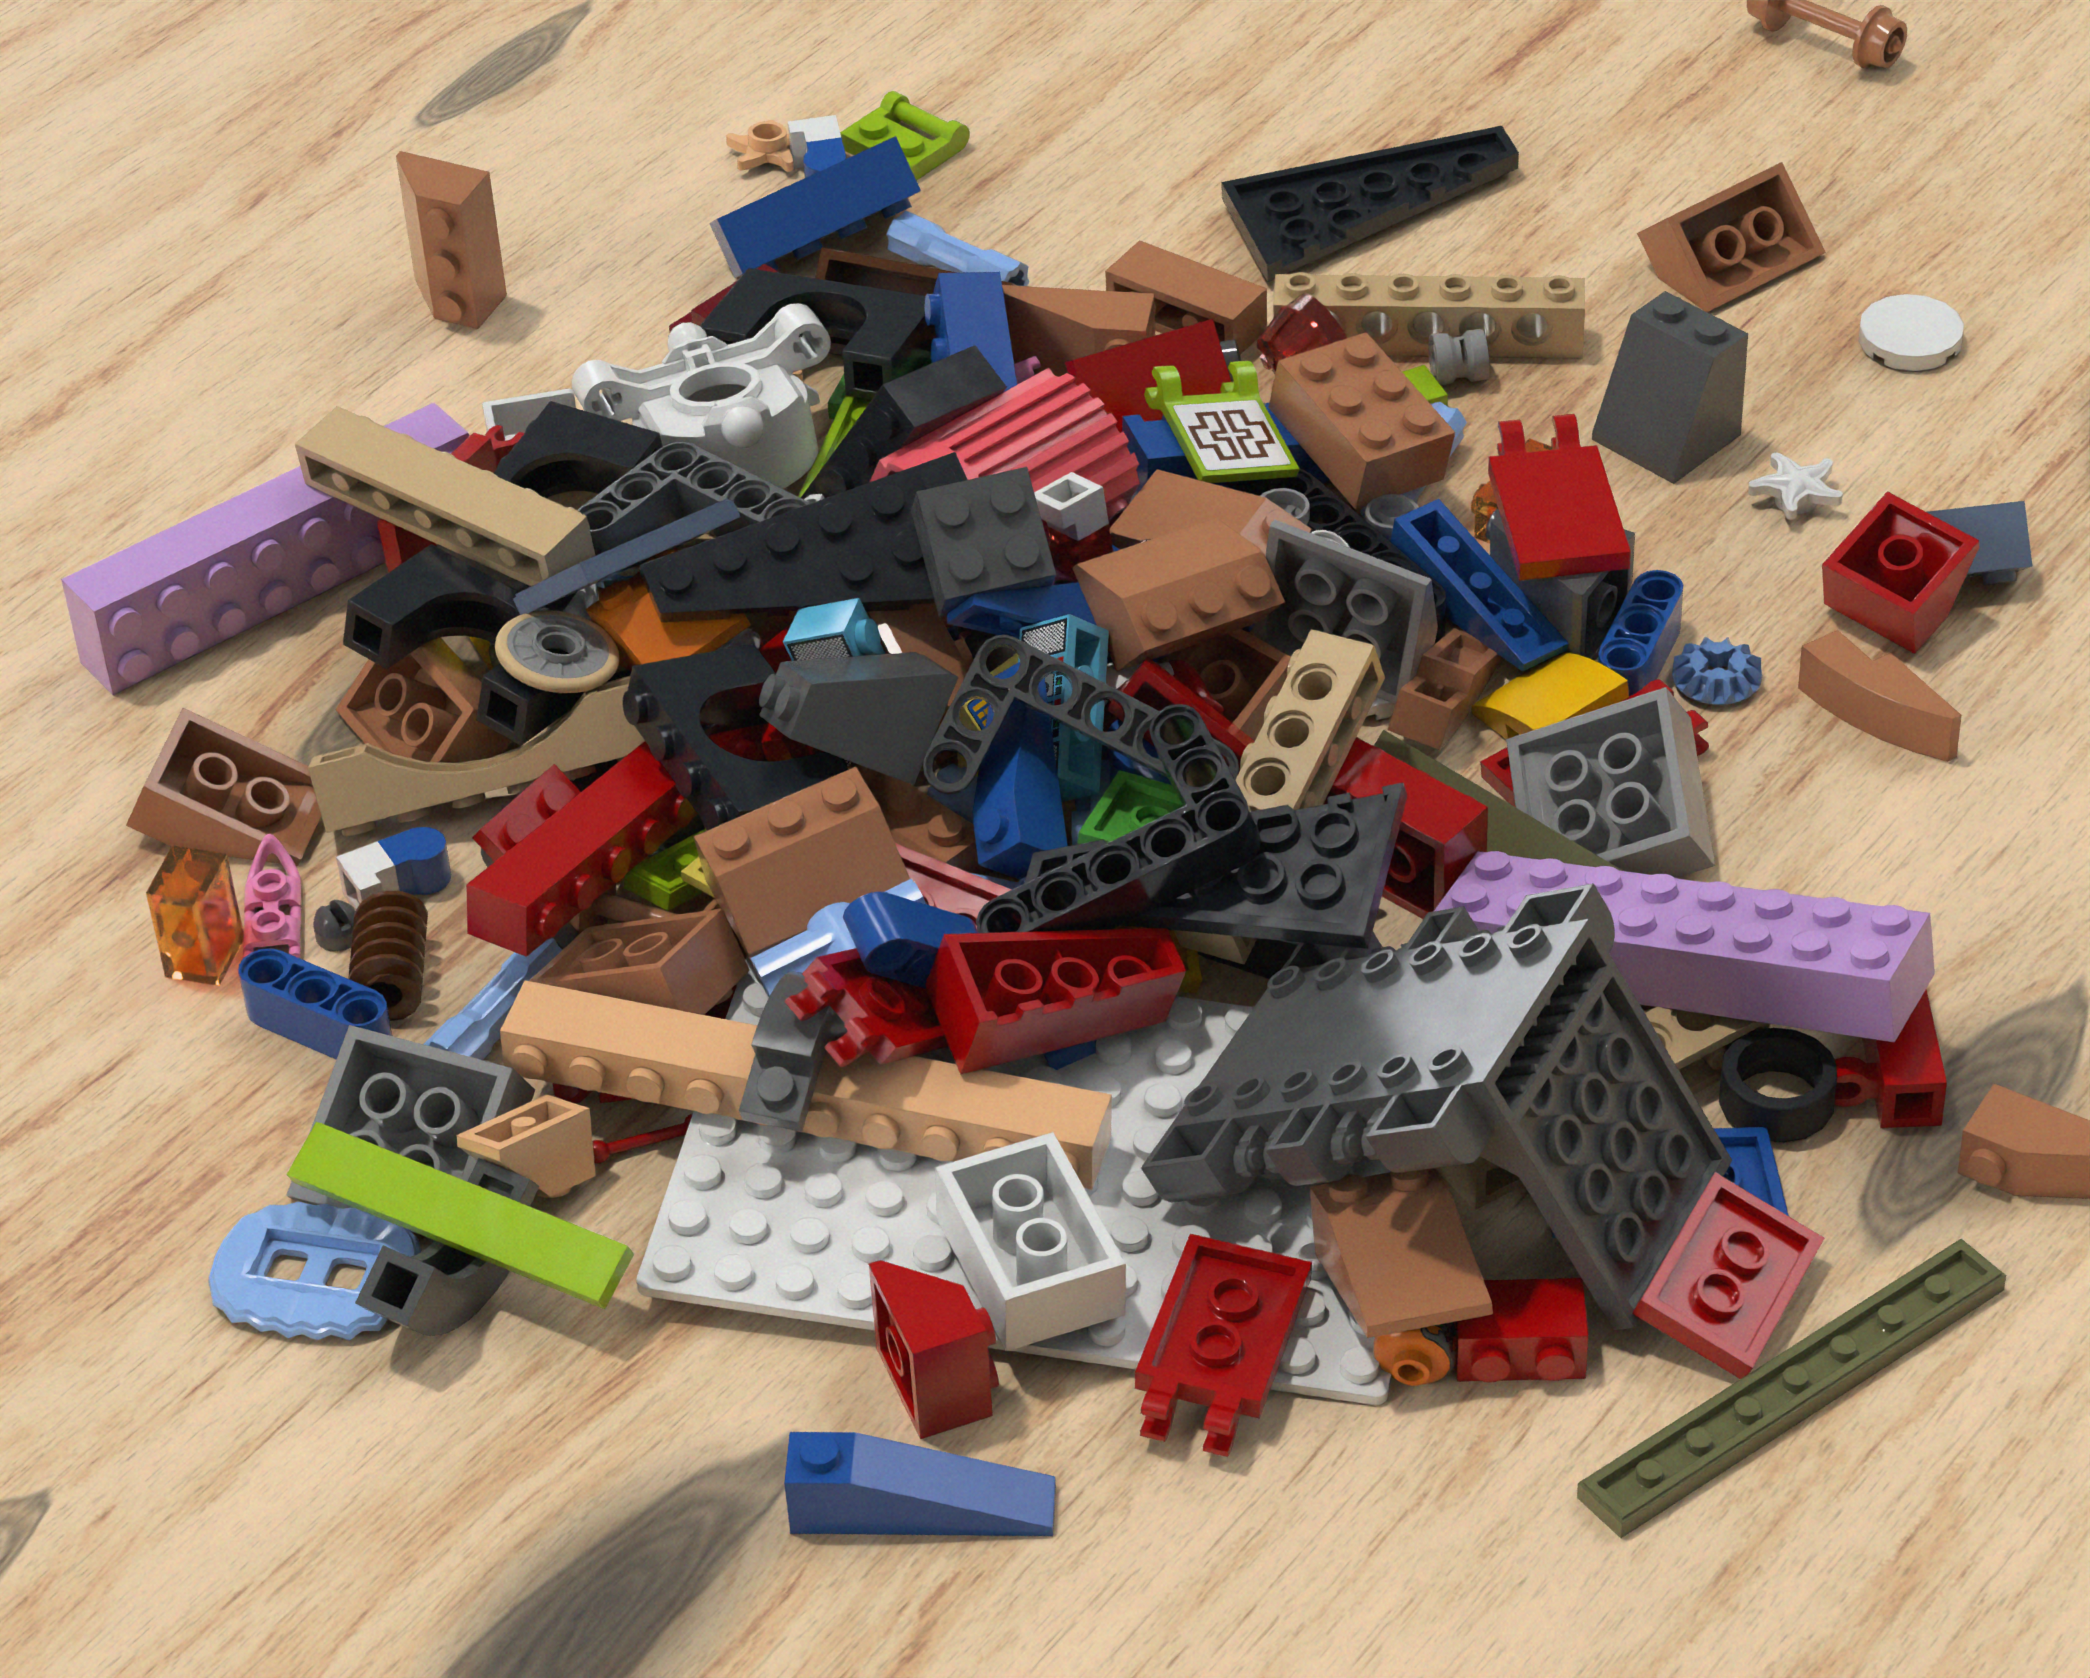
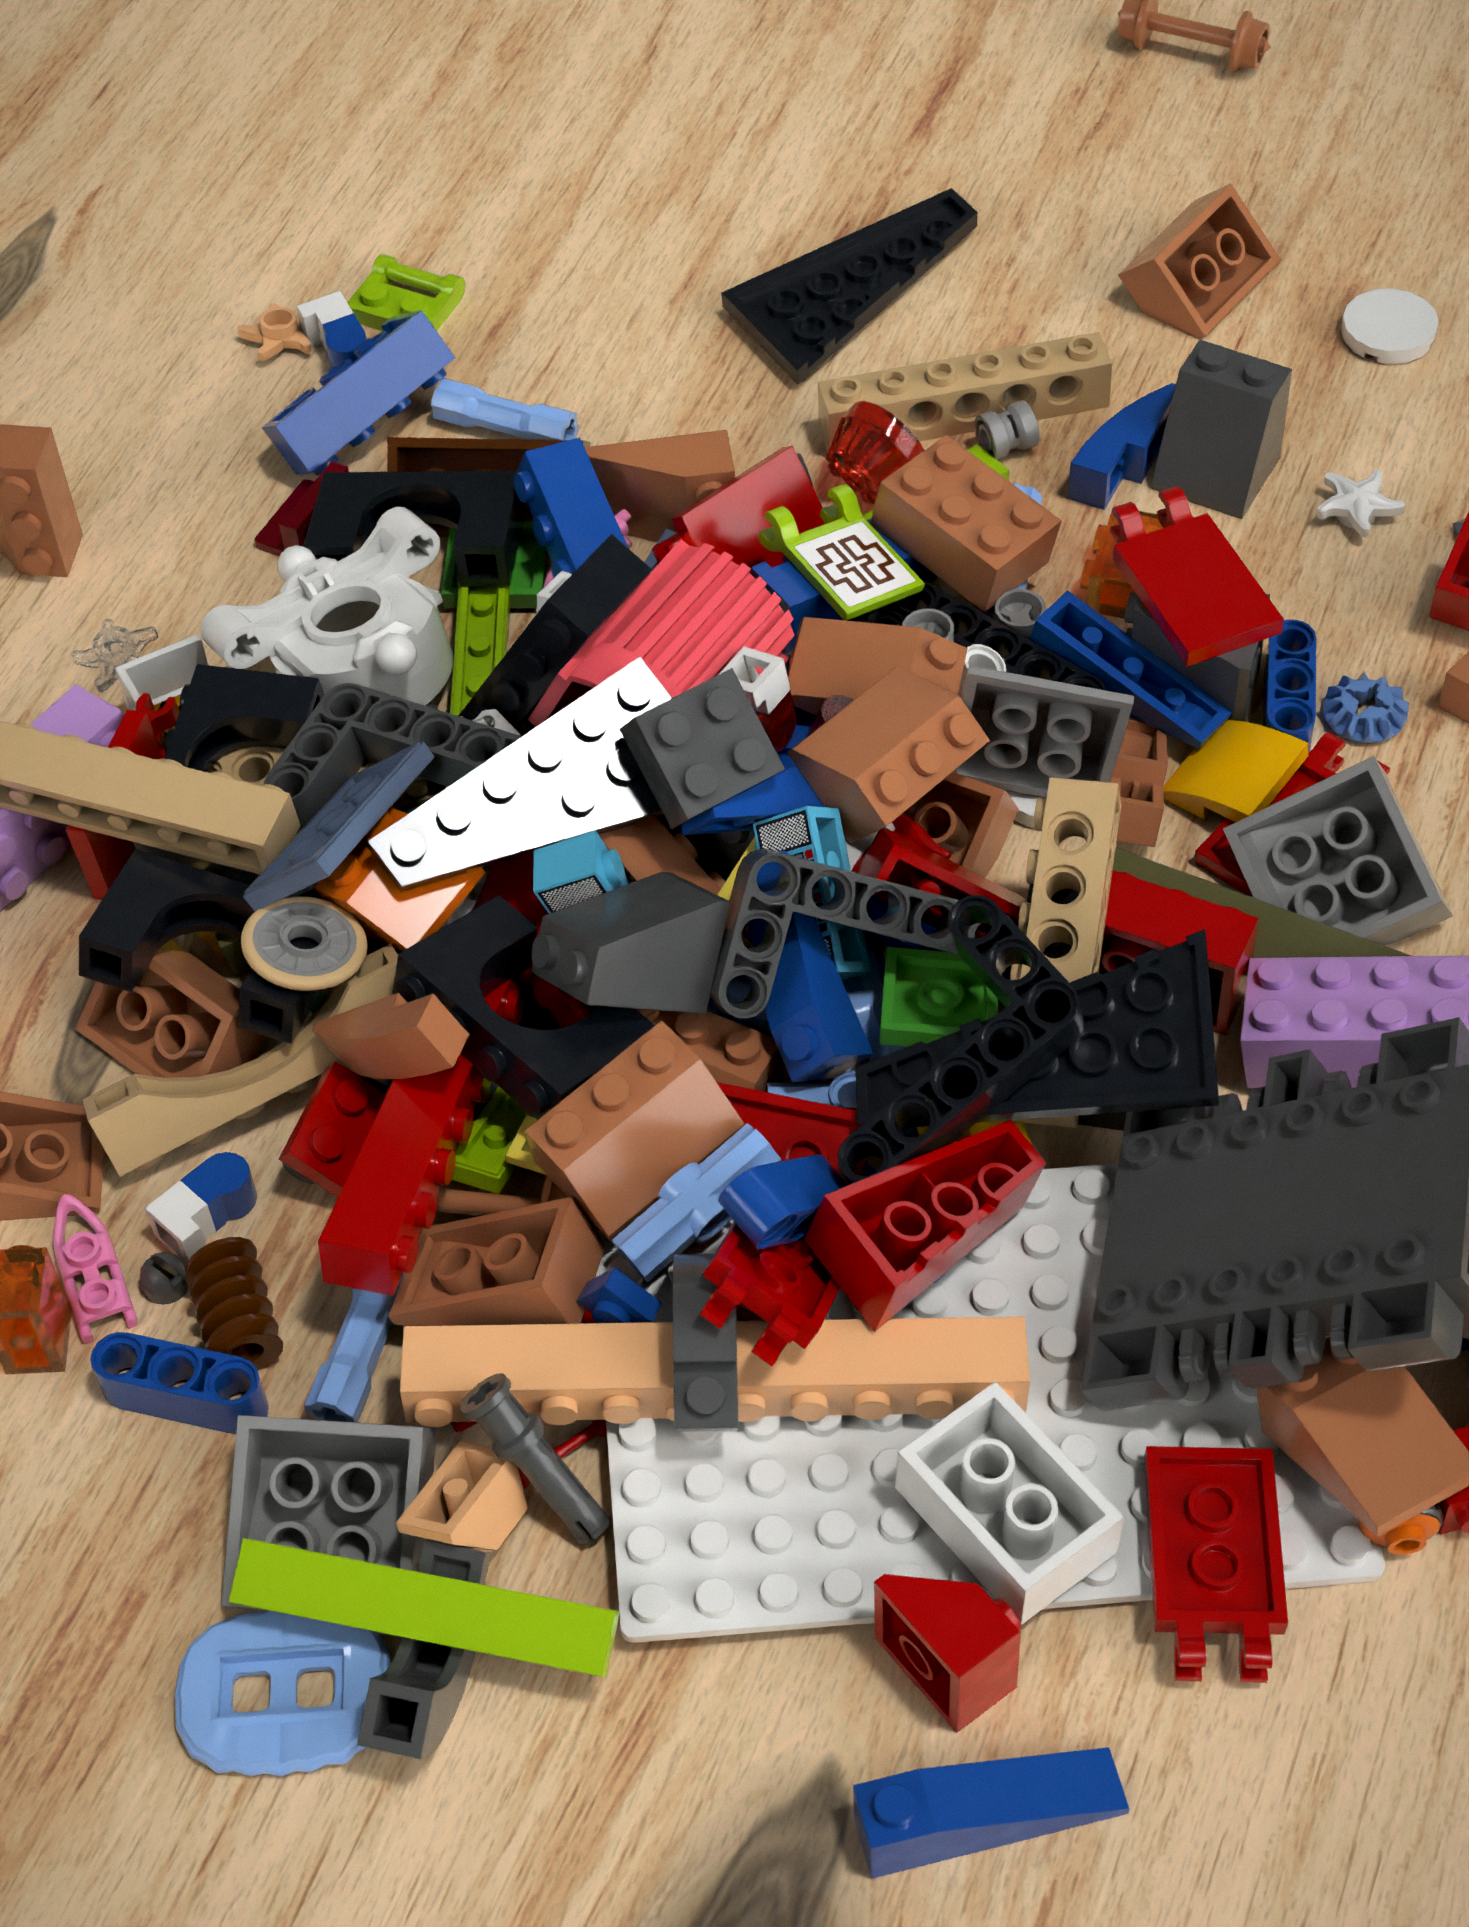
camera: 15 degrees left, 10 degrees up
(490, 388) = (113, 648): none -> clear animal
(596, 1093) = (520, 1439): none -> dark grey pin
(606, 739) = (394, 1037): none -> nougat slope
(733, 1000) = (618, 1299): none -> blue plate
(1191, 293) = (755, 416): nougat brick -> none
(1560, 389) = (1120, 449): none -> blue slope

